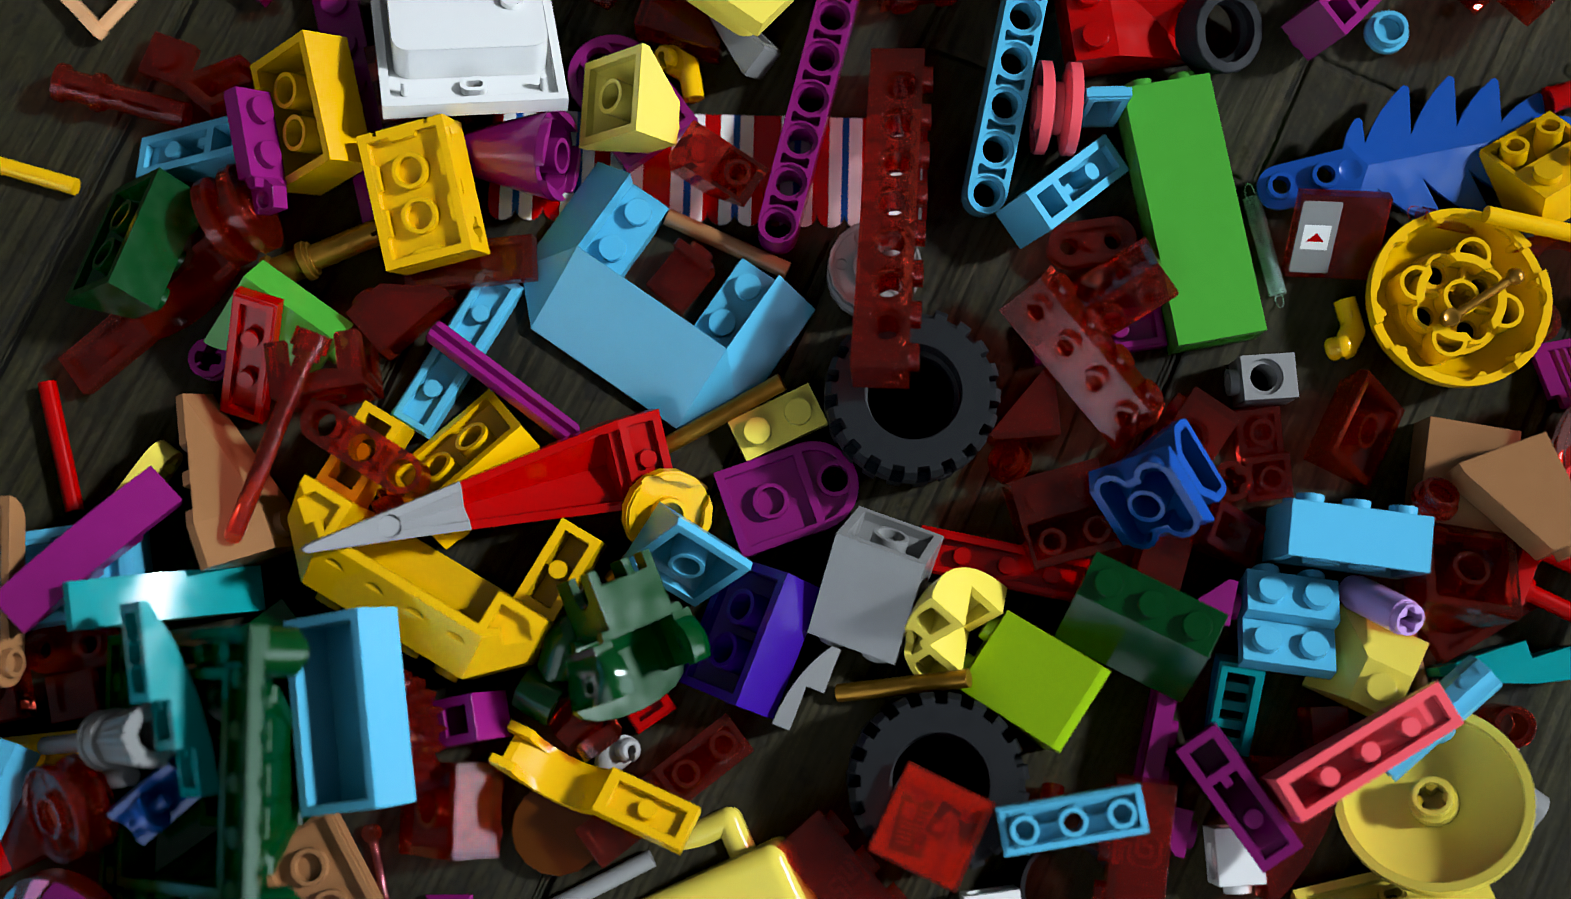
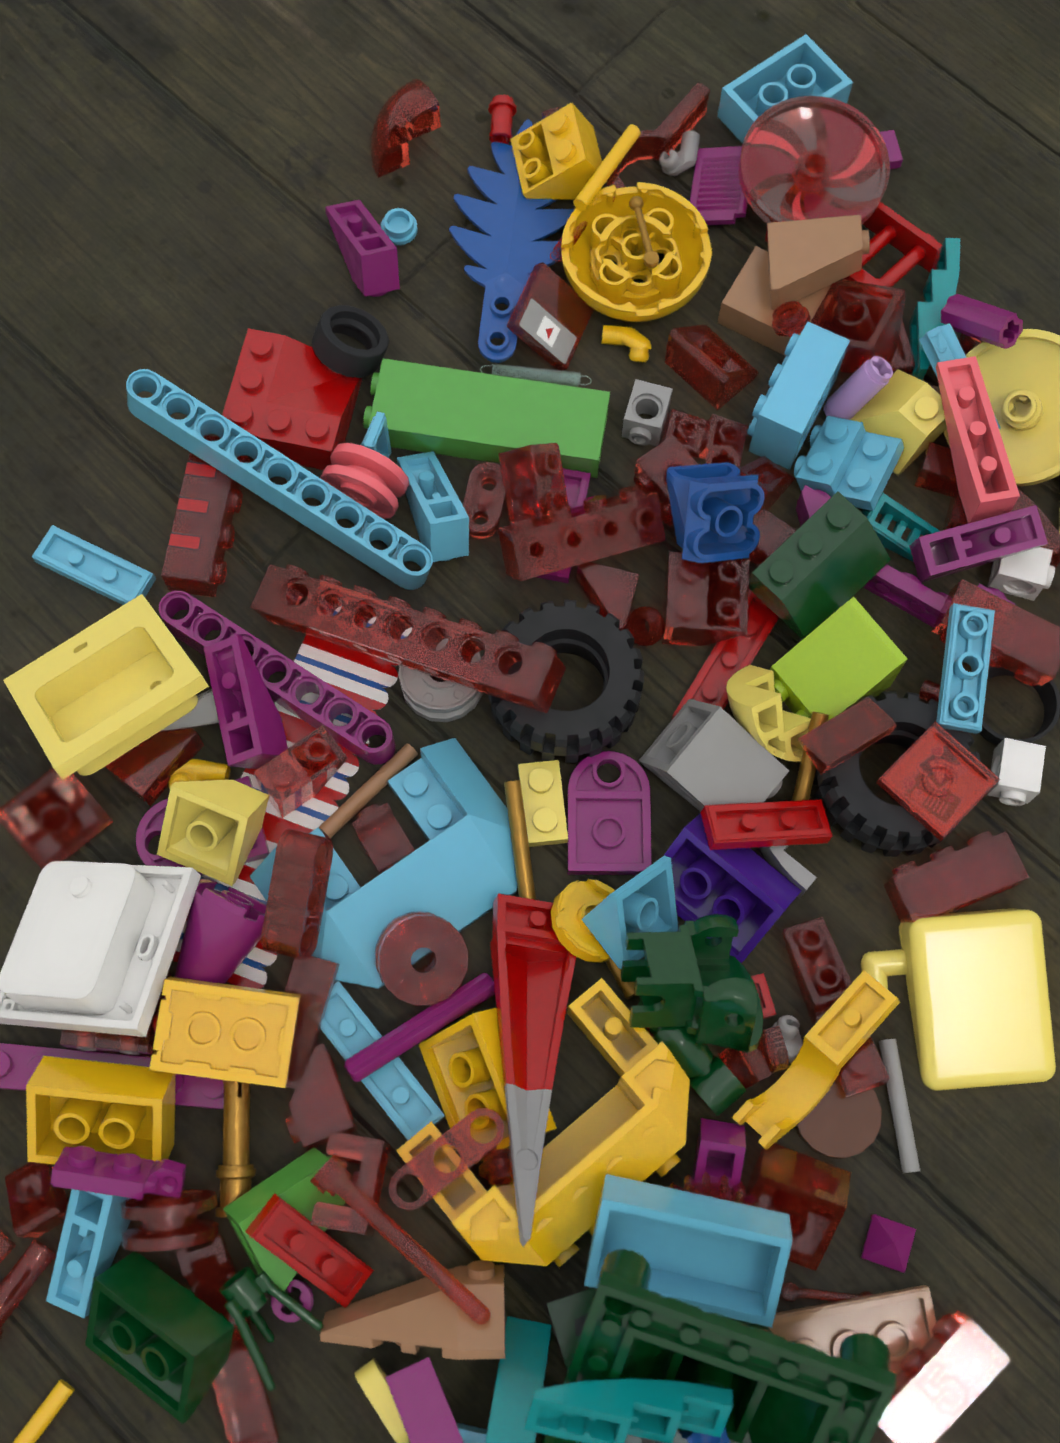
camera: 70 degrees left, 10 degrees down
(191, 311) = (245, 1298): none -> dark green plant
(541, 361) = (443, 972): none -> clear red wheel
(580, 209) = (297, 894): none -> clear red beam
(758, 86) = (245, 710): none -> magenta slope
(825, 658) = (766, 824): none -> red tile
(947, 710) = (846, 734): none -> clear red slope
(1520, 719) = (982, 321): none -> magenta axle

